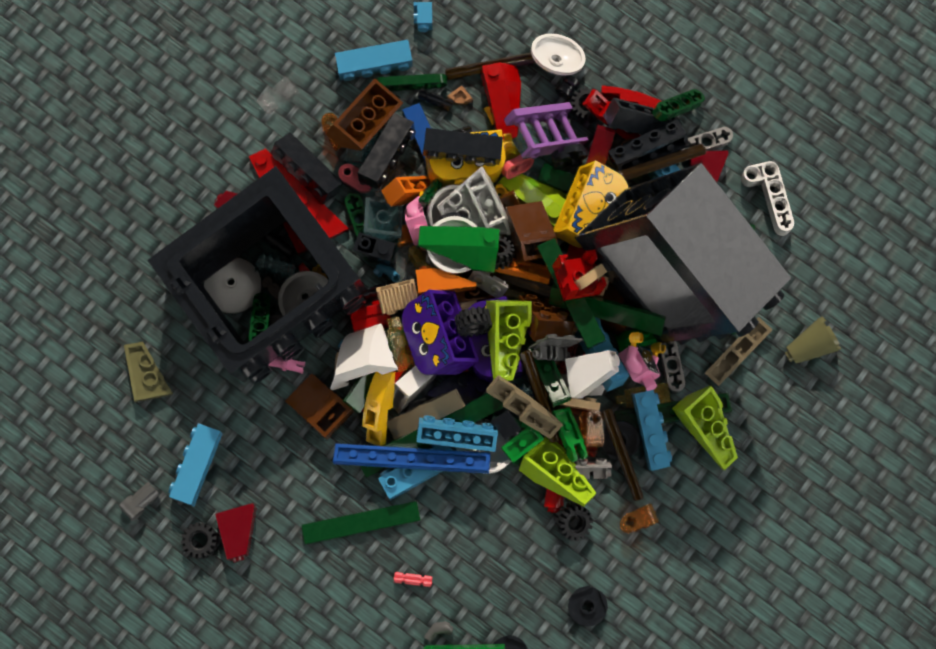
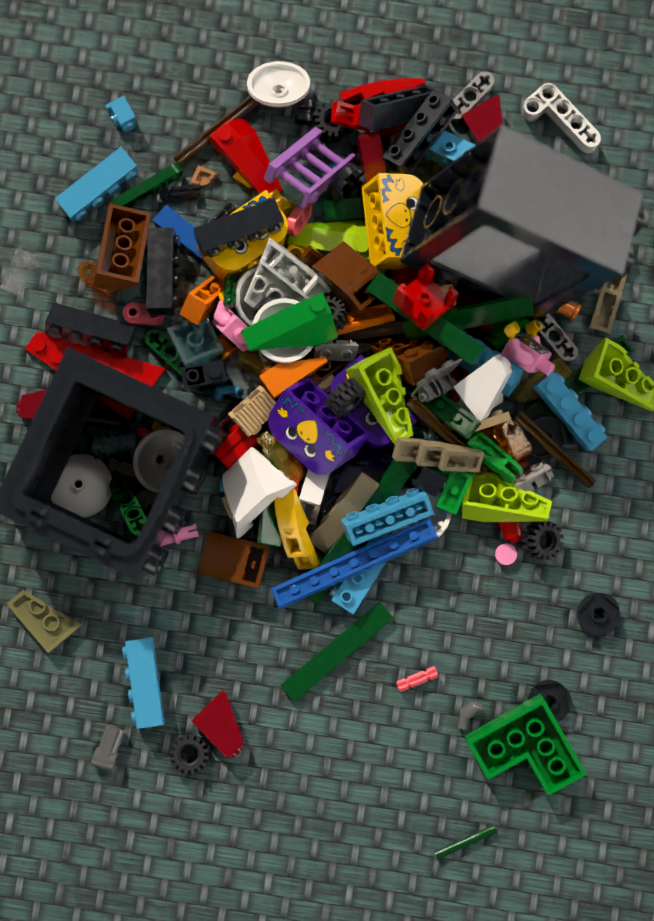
camera: 30 degrees left, 5 degrees up
(538, 518) = (505, 554): none -> bright pink tile
(590, 276) = (438, 292): tan beam -> none
(642, 518) = (604, 501): clear orange piece -> none
(663, 162) = (442, 139): dark brown axle -> none
(692, 98) = (425, 73): dark green beam -> none
(694, 349) = (569, 310): none -> orange bush

